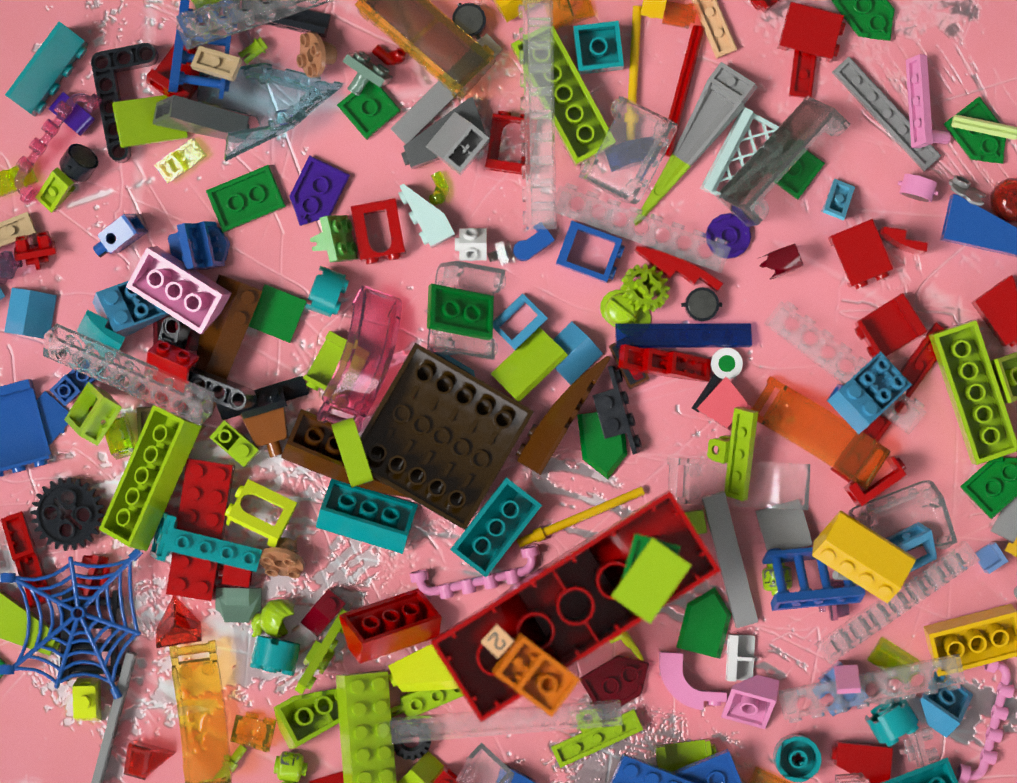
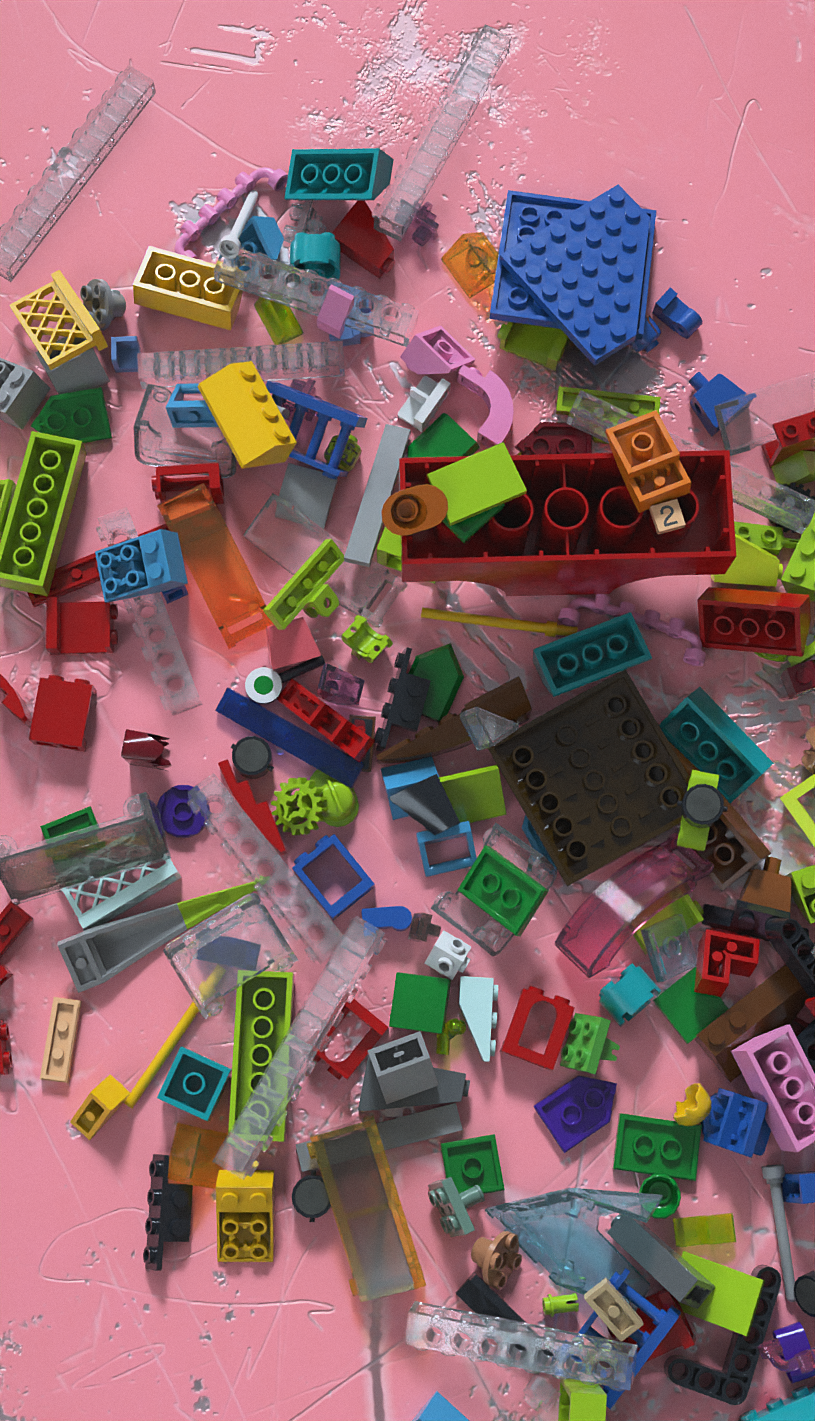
camera: 150 degrees left, 10 degrees down
(151, 226) = (774, 1176): none -> light grey piece
(222, 170) = (666, 1186): none -> green hair
(234, 240) = (694, 1108): none -> yellow hair
(275, 360) = (723, 955): none -> red brick
(316, 343) = (669, 947): none -> clear light blue tile
(351, 452) = (702, 806): none -> piece
(389, 58) = (420, 1208): red arm -> none
(473, 199) = (420, 1003): none -> green tile
(540, 420) = (486, 728): none -> clear slope
(550, 341) = (427, 805): none -> black slope
(668, 393) = (339, 686): none -> clear purple slope
(671, 441) = (365, 640): none -> lime piece
(679, 14) = (89, 1068): clear orange bracket -> none
(684, 531) = (414, 509): none -> orange piece
(685, 80) = (123, 1001): red axle -> none
(804, 768) = (426, 278): teal brick -> none
(838, 199) = (50, 779): medium azure slope -> none
(958, 681) = (230, 244): none -> white piece

